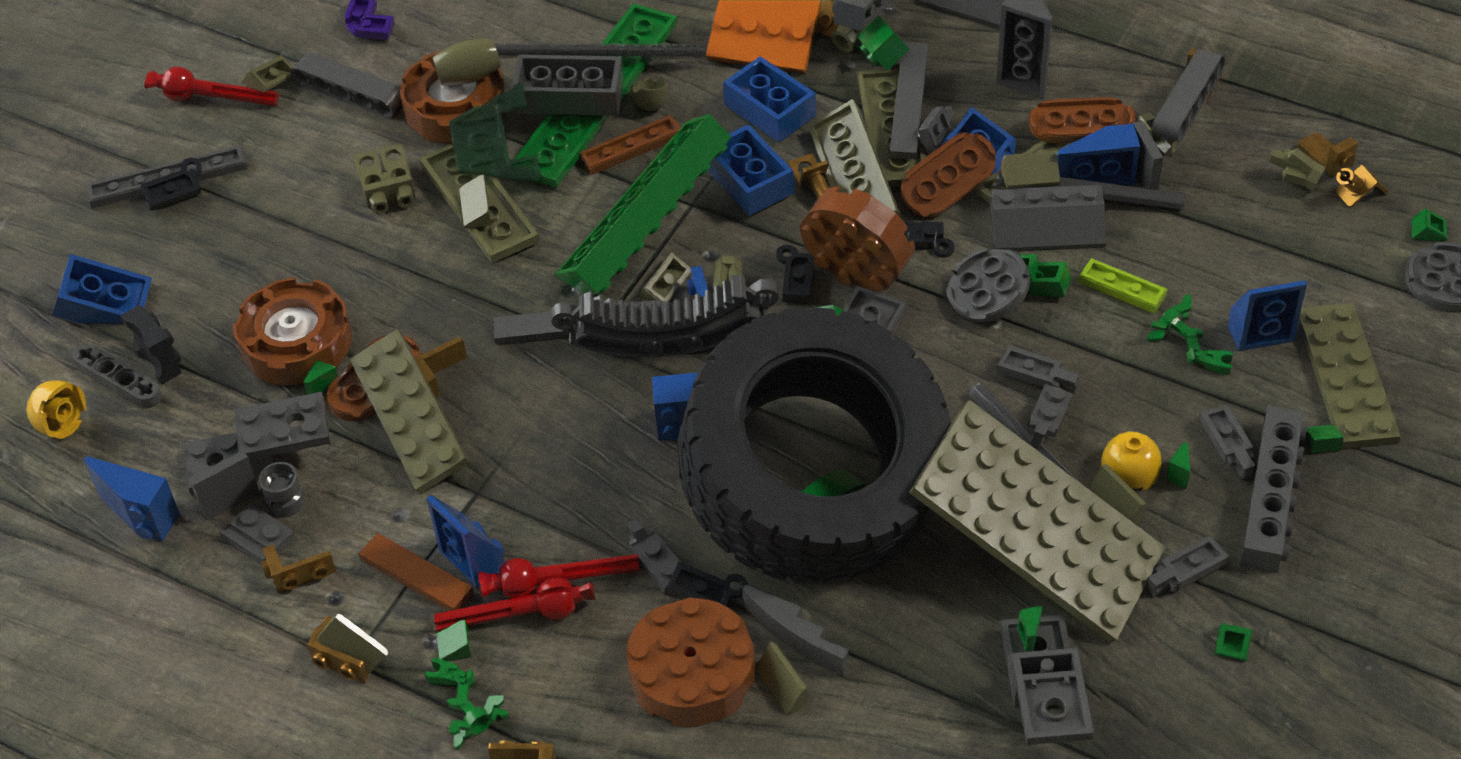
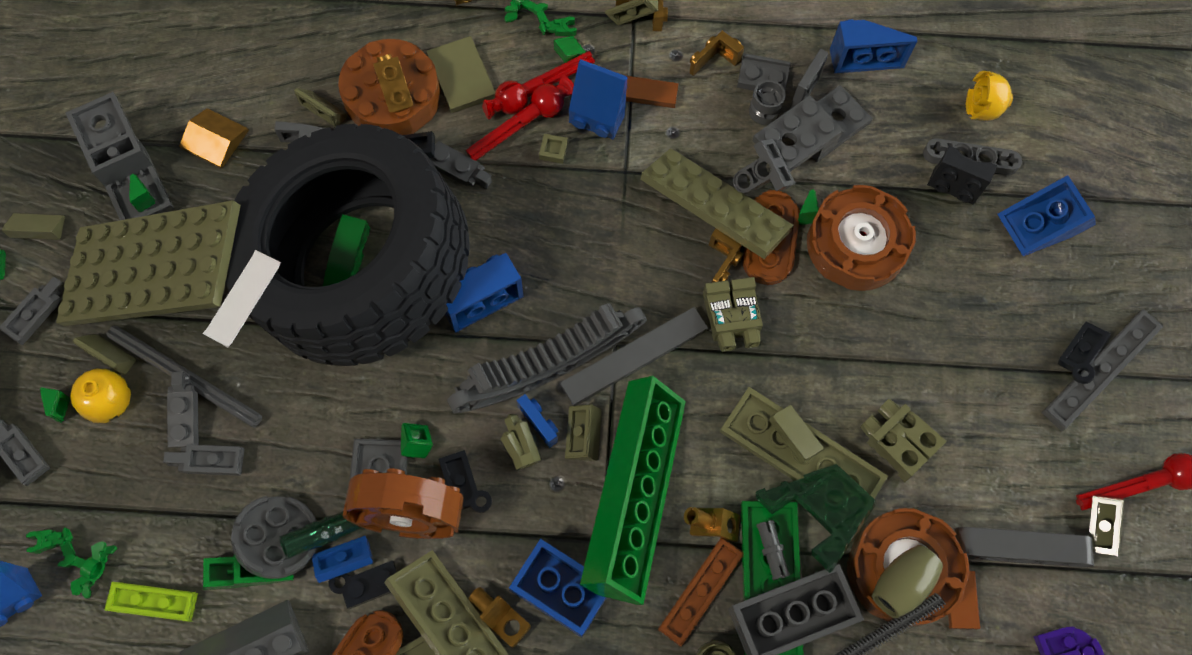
camera: 150 degrees right, 20 degrees up
(345, 401) = (757, 171): none -> dark grey tile
(460, 315) = (733, 312): none -> olive hips
(541, 533) = (553, 148): none -> olive plate
(554, 136) = (773, 550): none -> dark grey pin
(595, 177) = (712, 522): none -> pearl gold bracket
(596, 662) = (461, 74): none -> olive tile
(684, 630) = (392, 83): none -> pearl gold bracket
(926, 695) = (212, 137): none -> pearl gold slope
(935, 254) = (342, 559): none -> blue plate
(937, 395) = (242, 298): none -> white sticker
(941, 269) = (316, 534): none -> clear green axle
(1171, 662) = (34, 226): none -> olive slope

